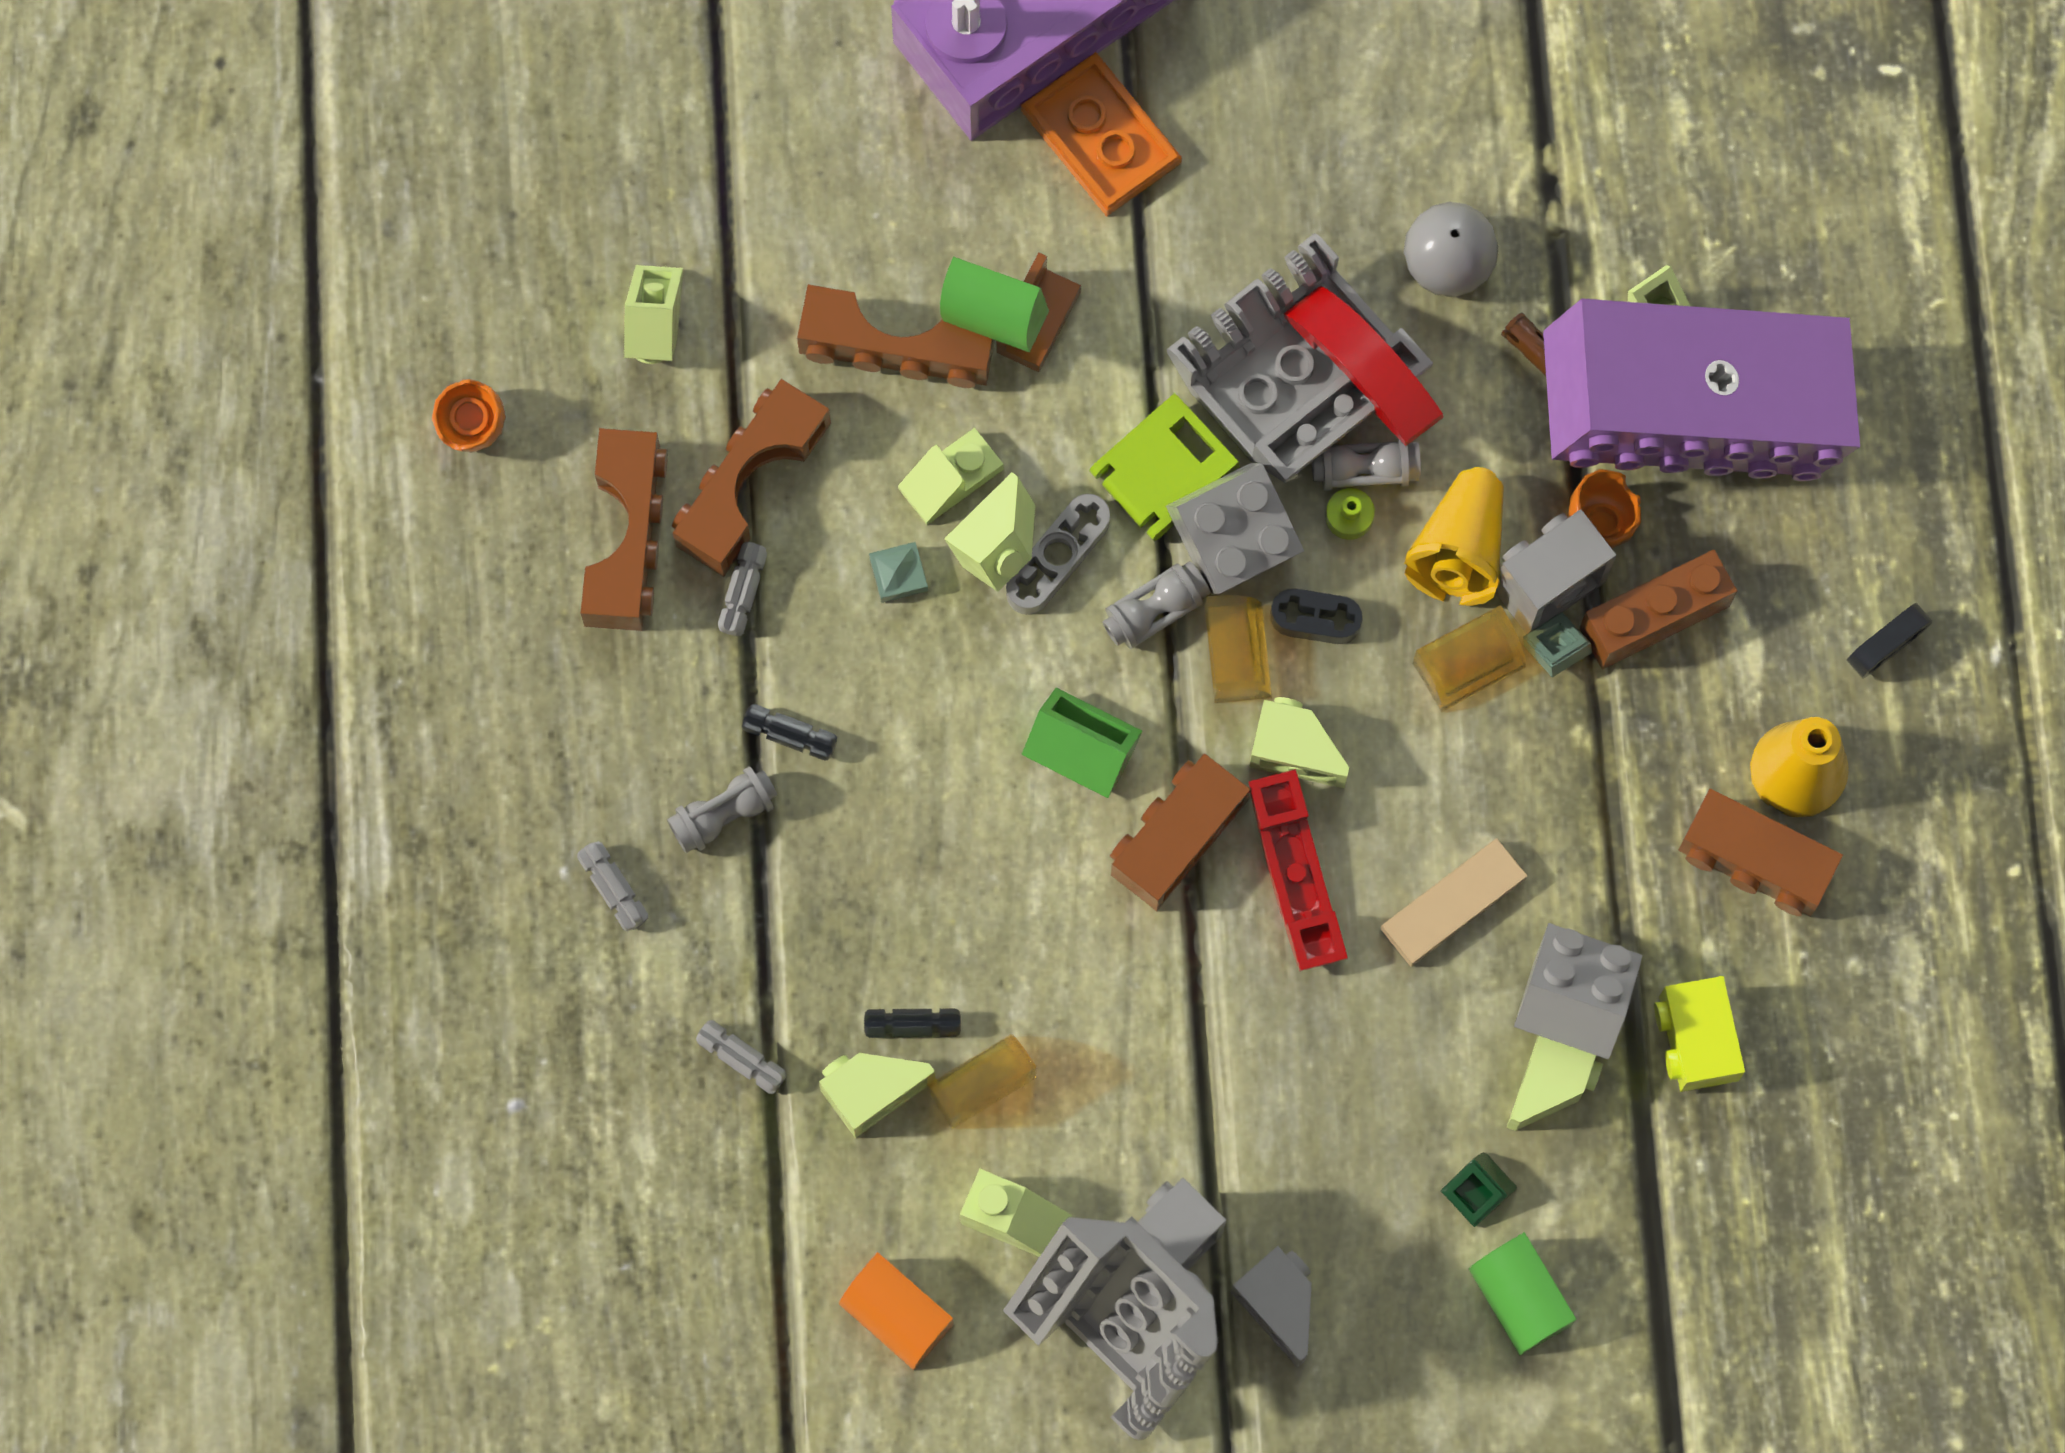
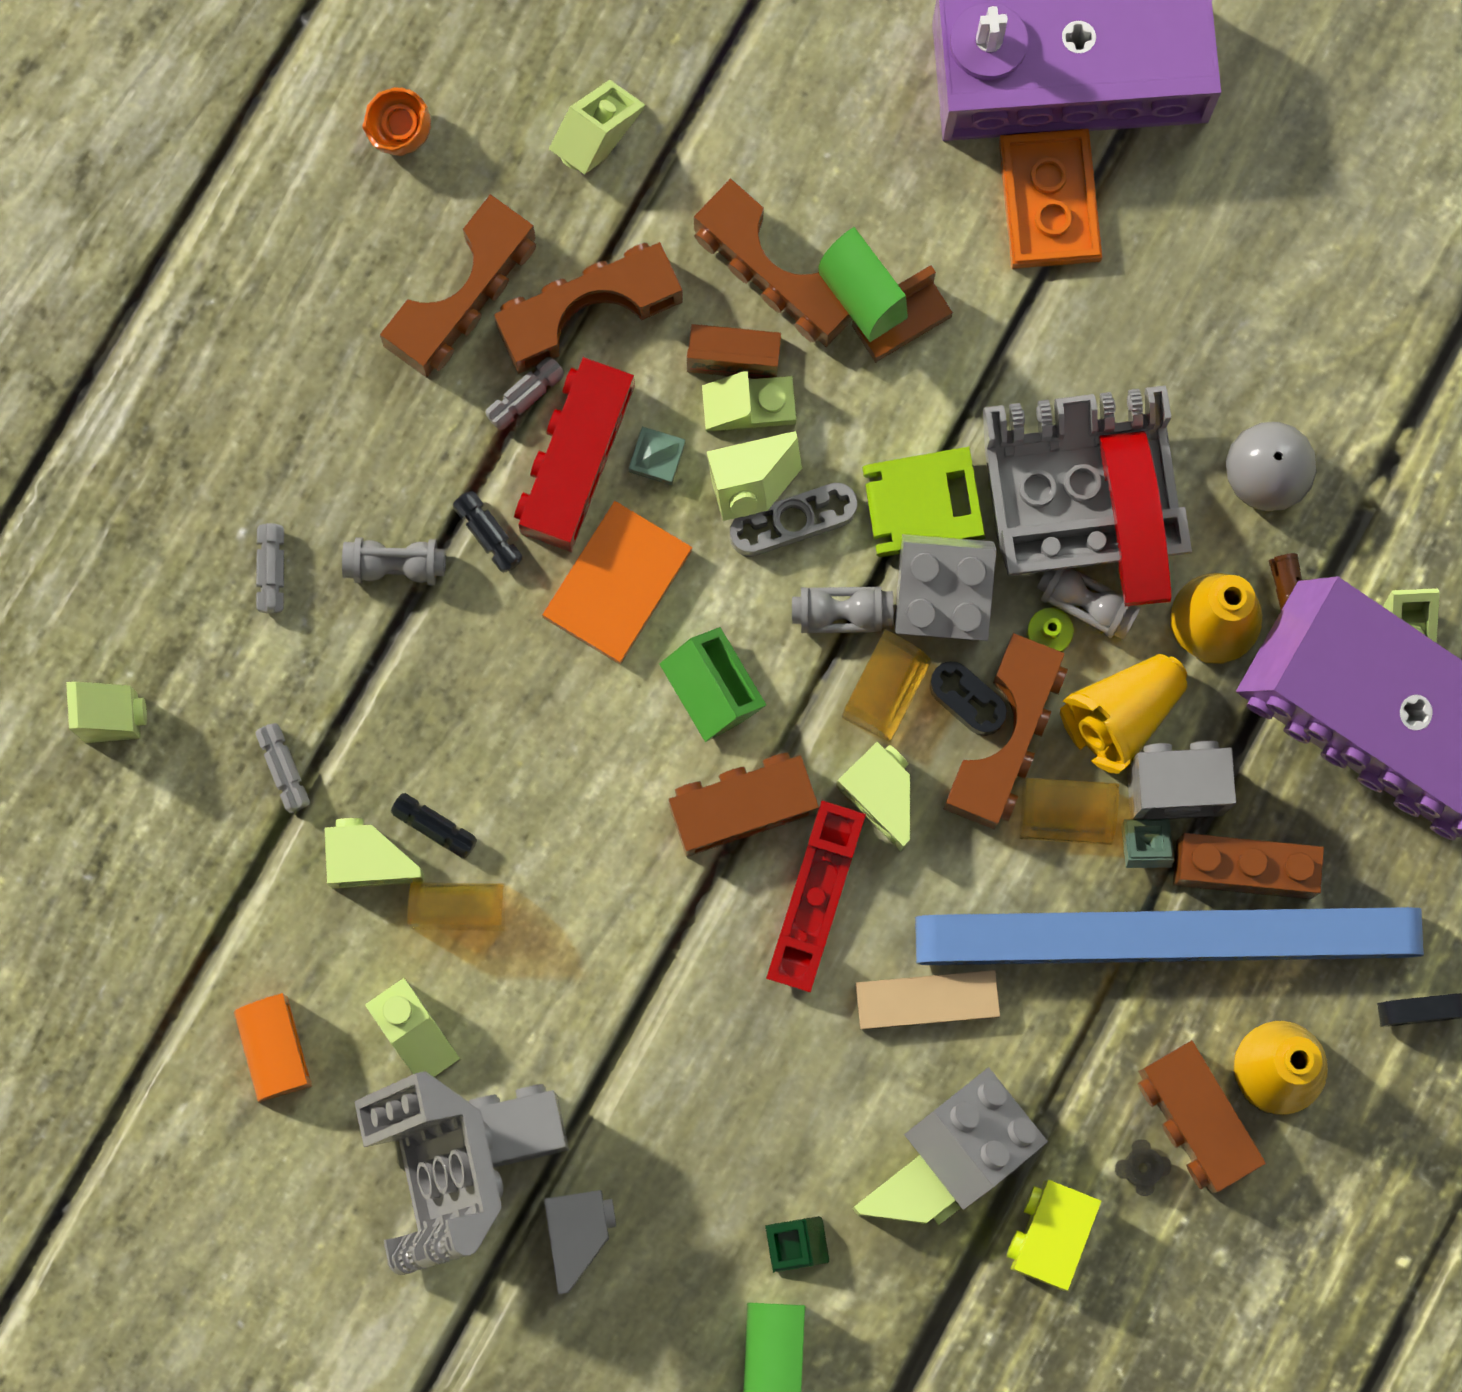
camera: 30 degrees right, 5 degrees up
(550, 1103) = (104, 711): none -> yellowish green slope
(826, 614) = (575, 454): none -> red brick
(907, 438) = (733, 351): none -> dark orange panel
(936, 706) = (617, 582): none -> orange tile
(1357, 566) = (1025, 679): none -> dark orange arch
(1488, 409) = (1216, 617): none -> yellow cone
(1608, 505) = (1260, 757): orange hair -> none
(1627, 714) = (1169, 936): none -> medium blue beam
(1747, 919) = (1156, 1167): none -> clear smoke plate

